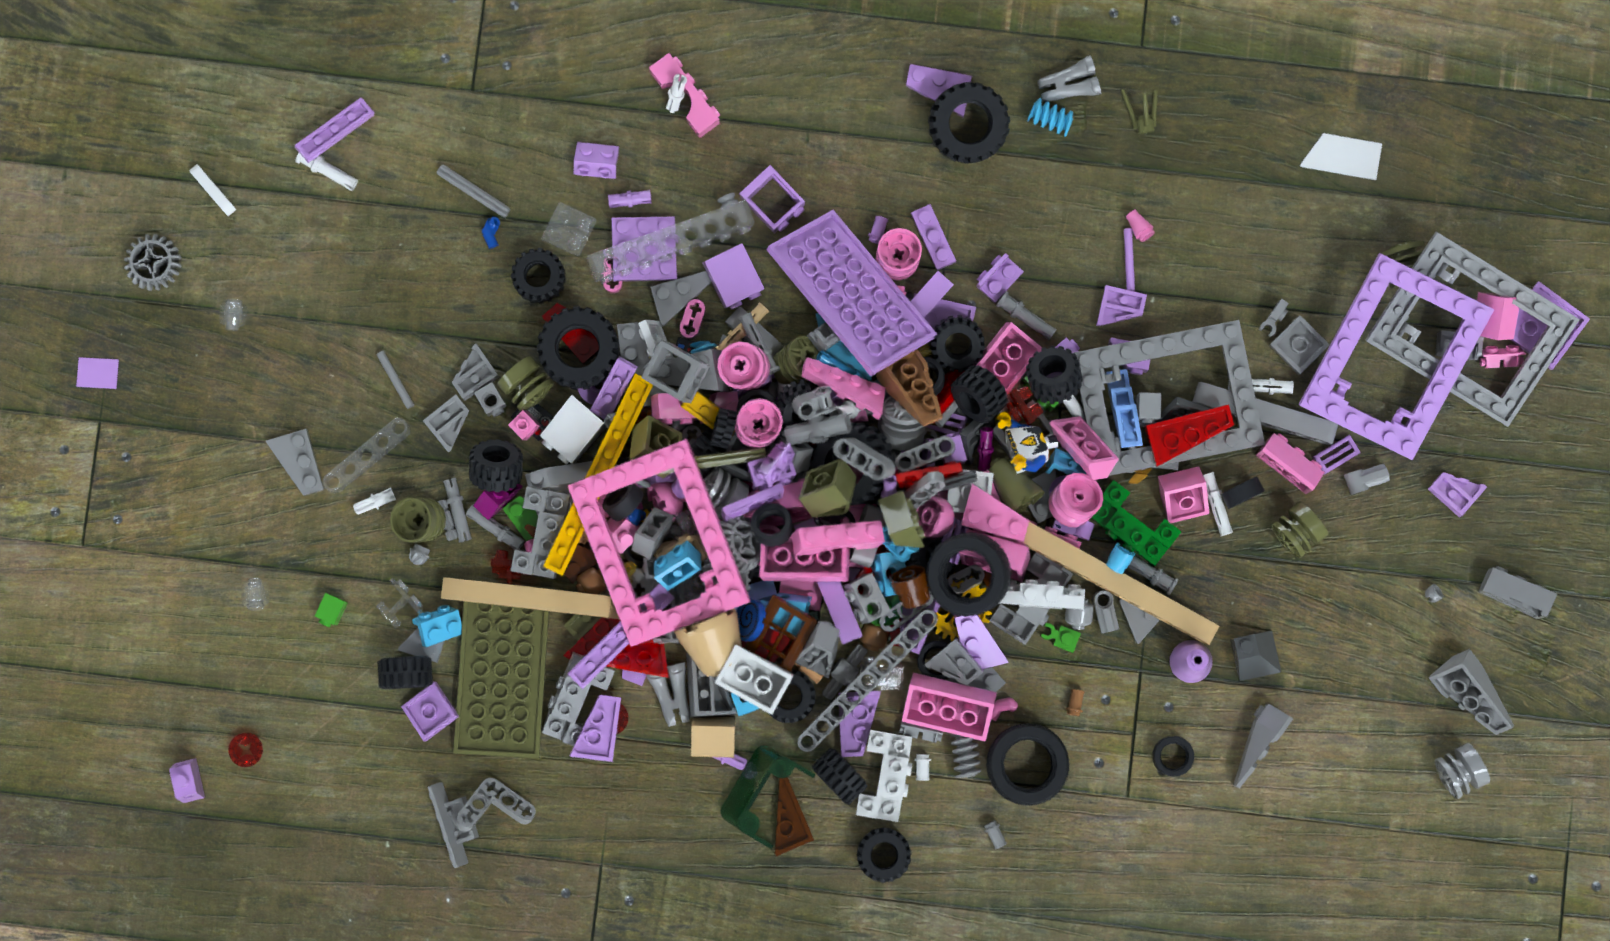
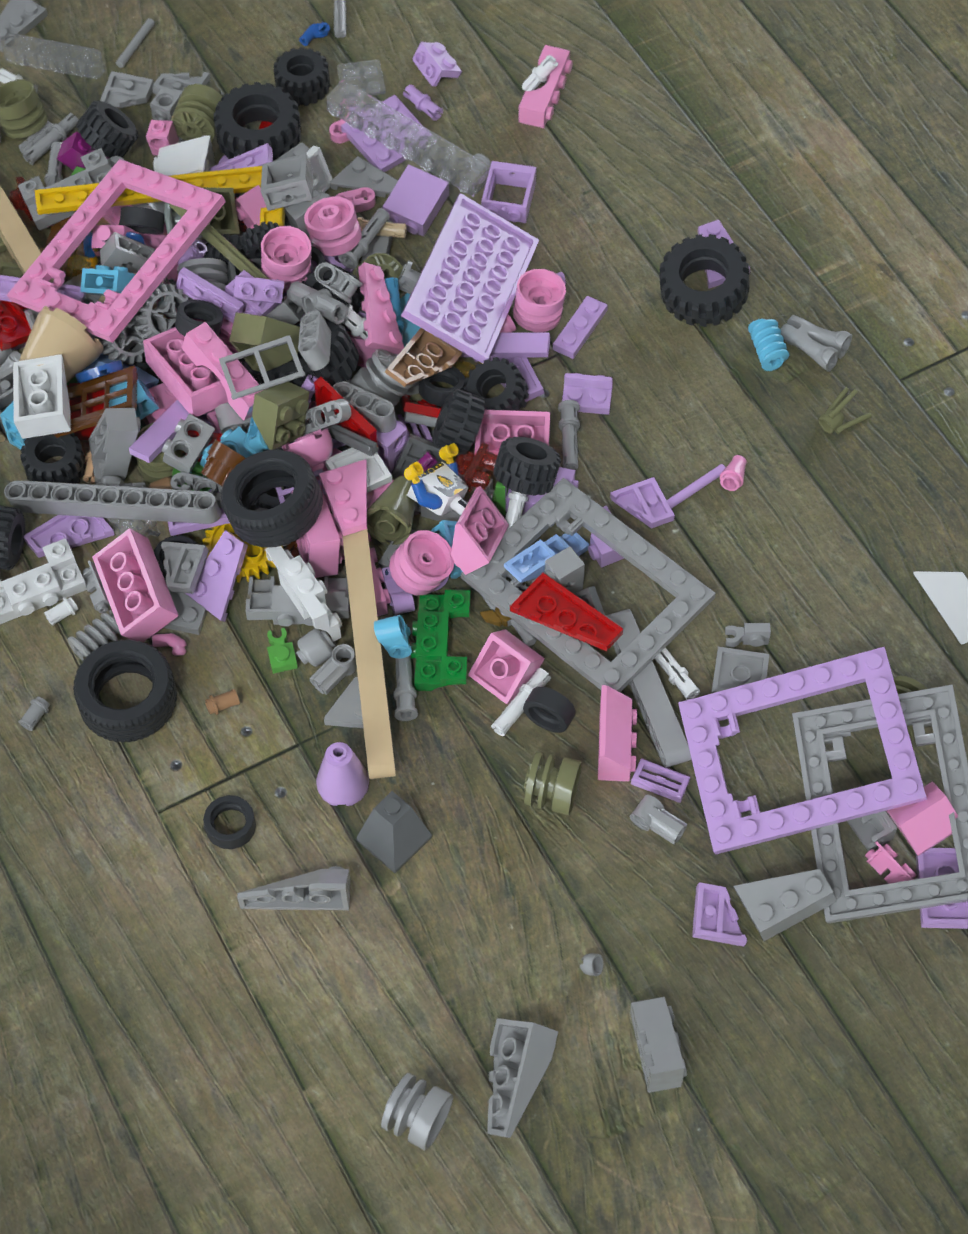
camera: 55 degrees right, 25 degrees down
(881, 518) = (255, 350): none -> light grey window
(1482, 445) = (784, 900): none -> light grey wedge

